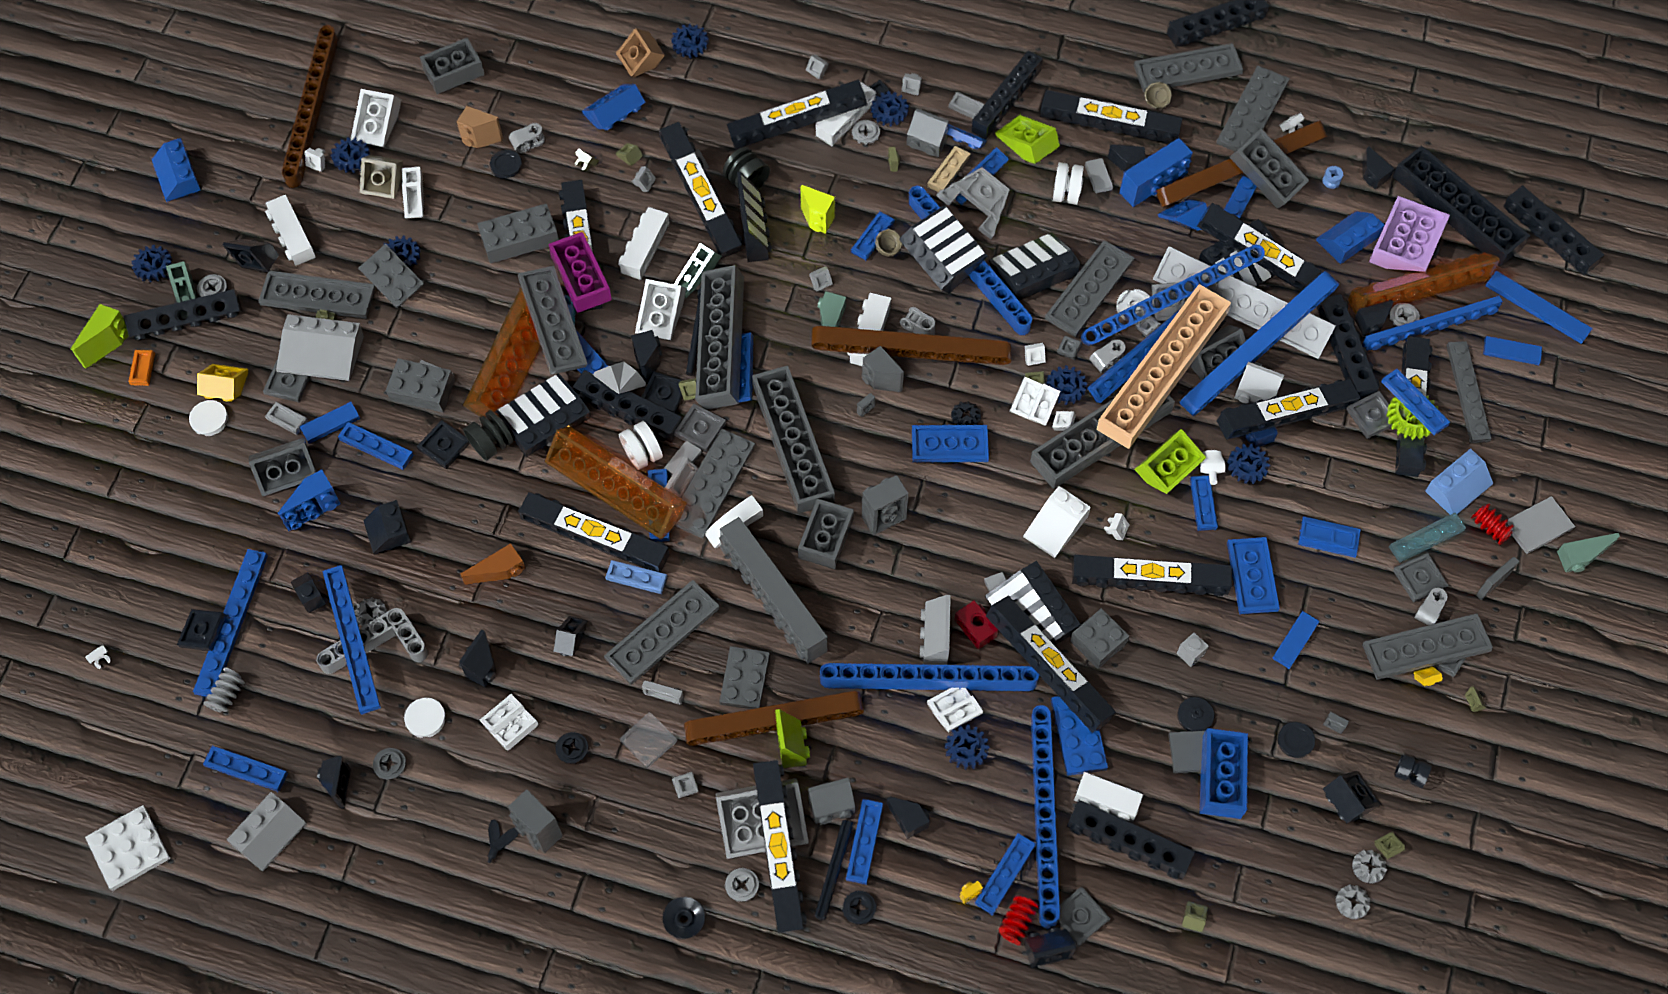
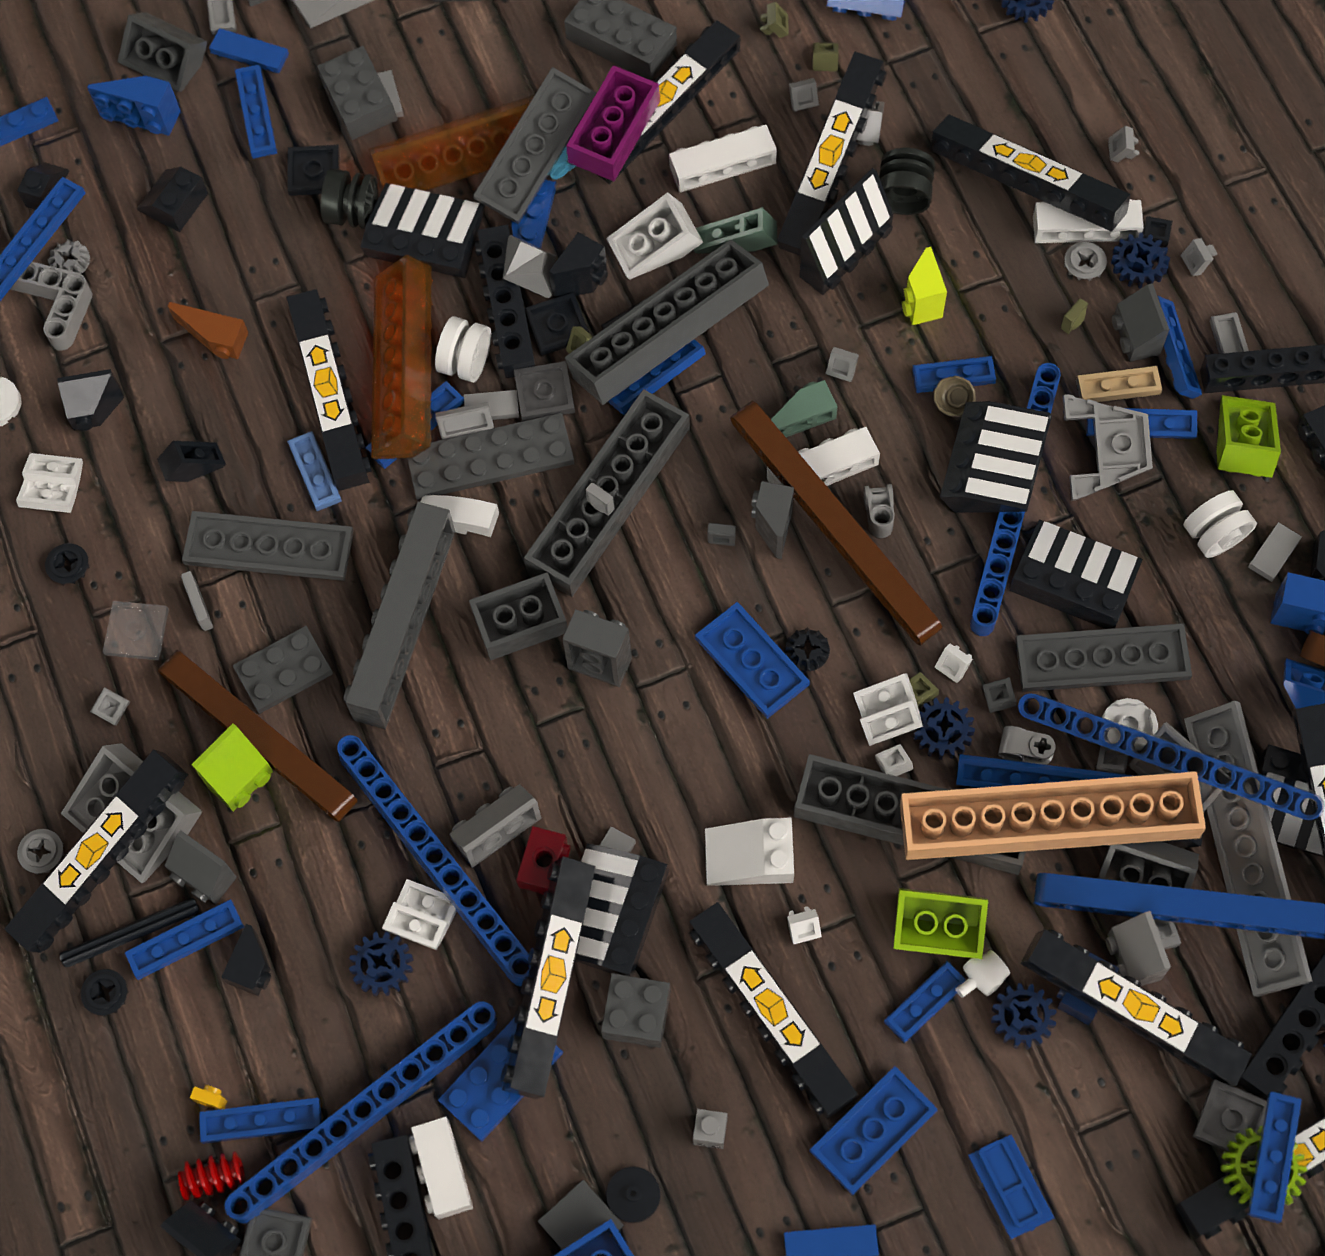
camera: 55 degrees right, 5 degrees up
(801, 440) = (599, 499): none -> light grey tile

